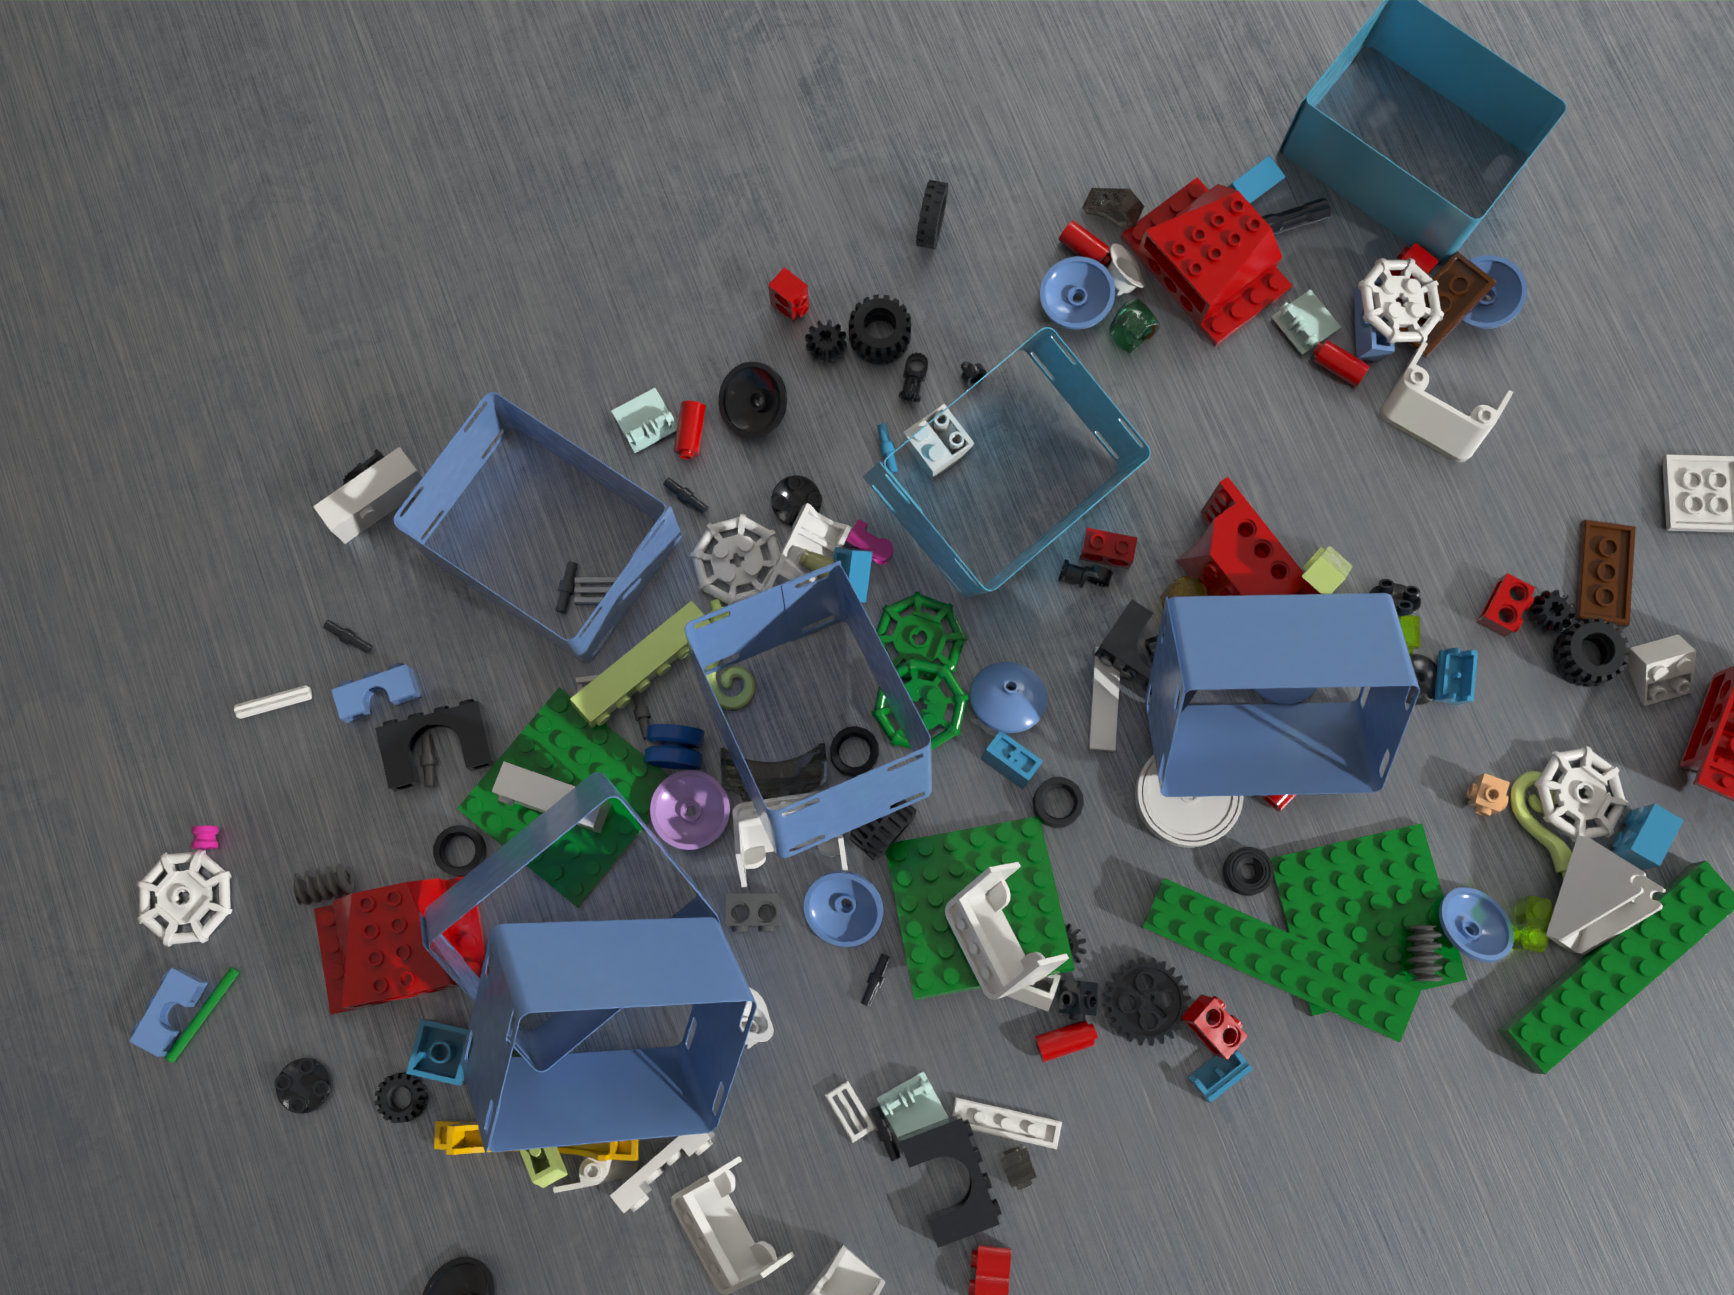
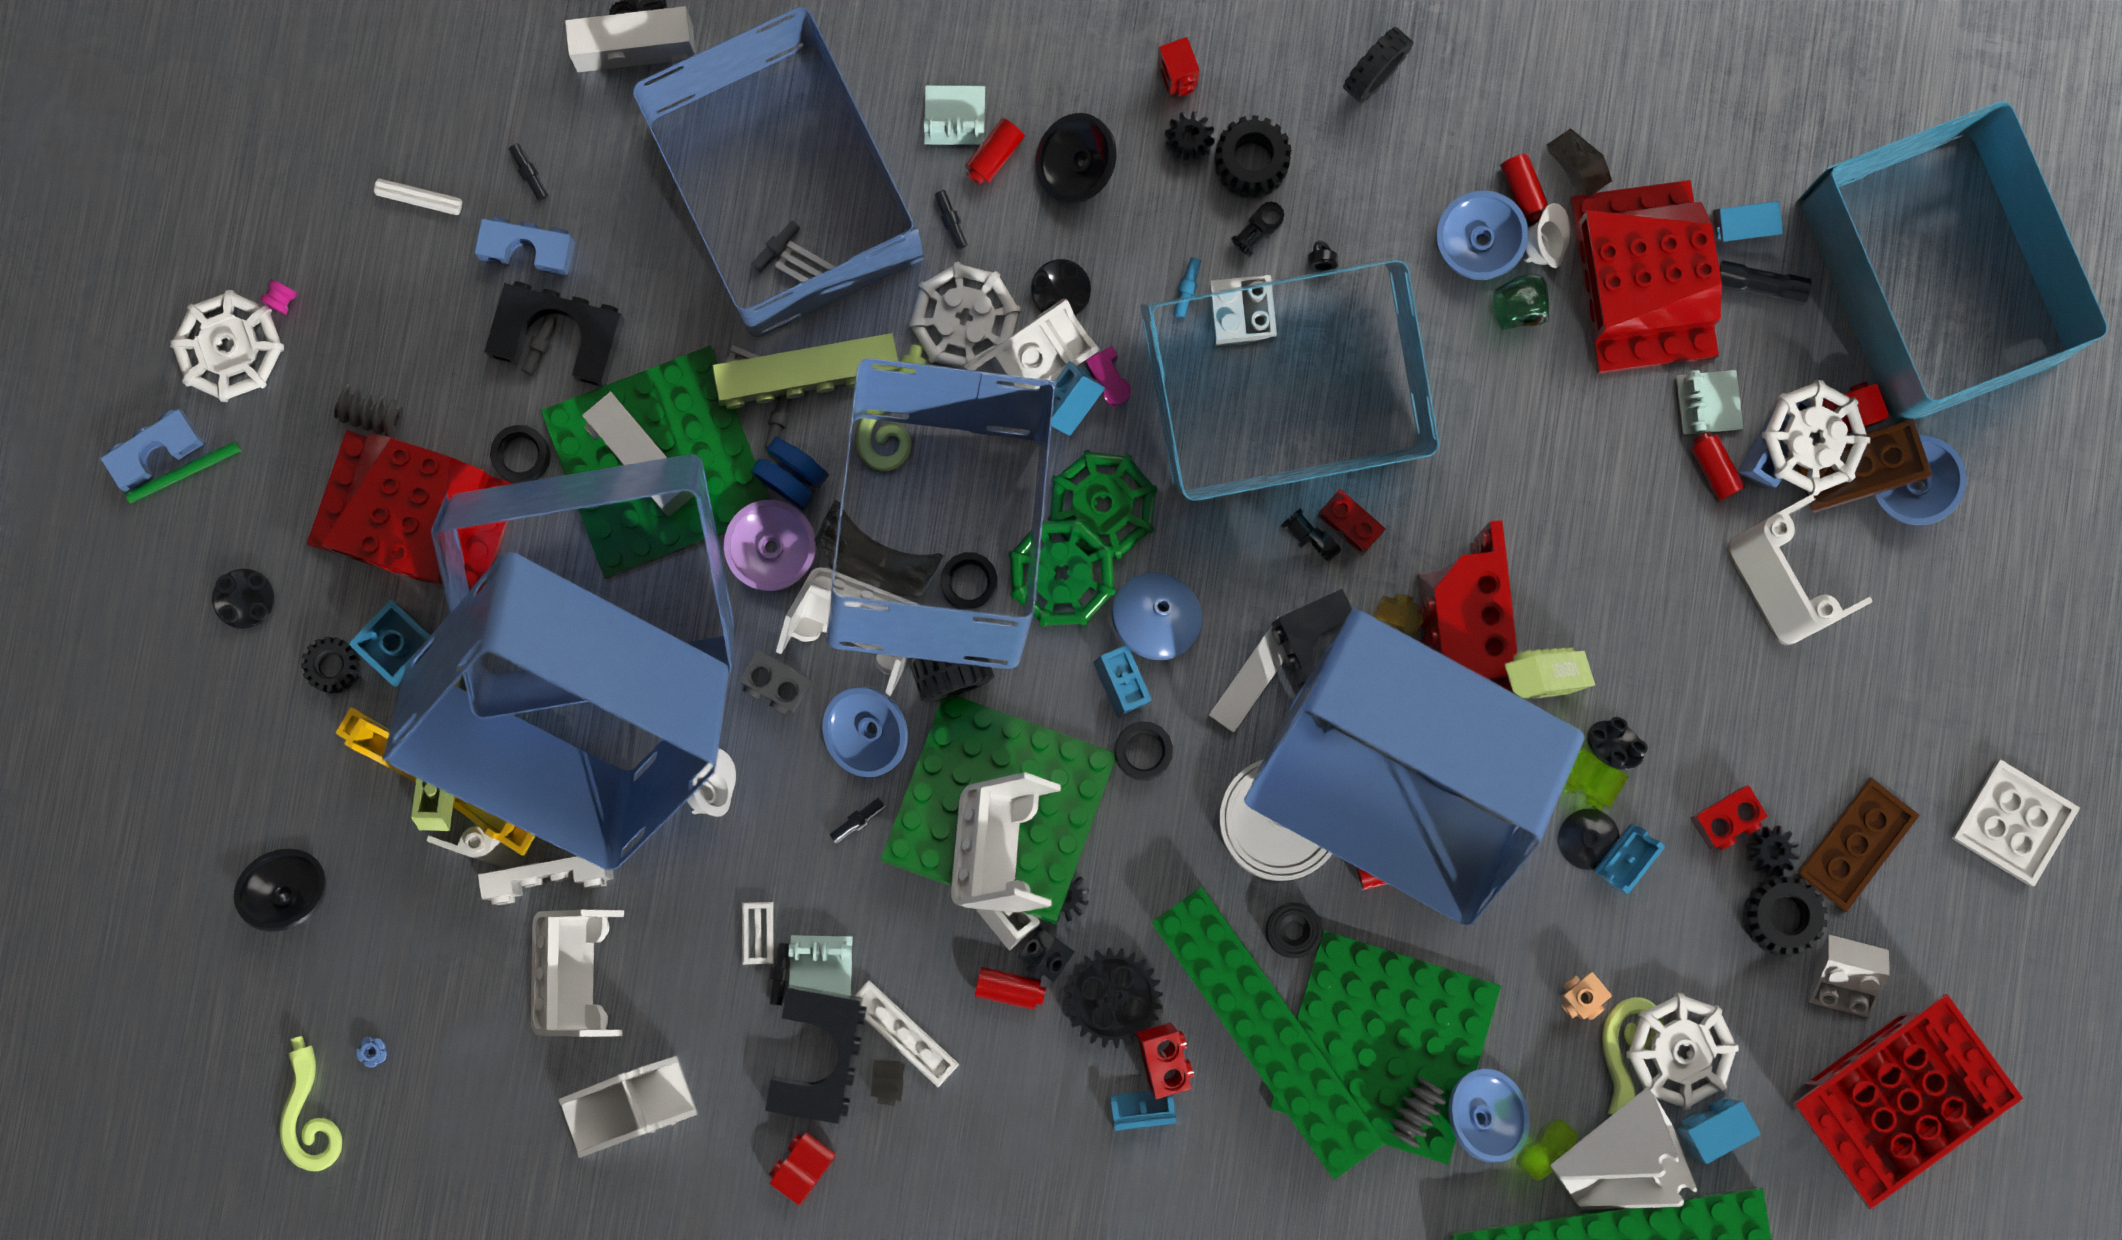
camera: 30 degrees right, 5 degrees up
(814, 561) = (1040, 367): olive cone -> none

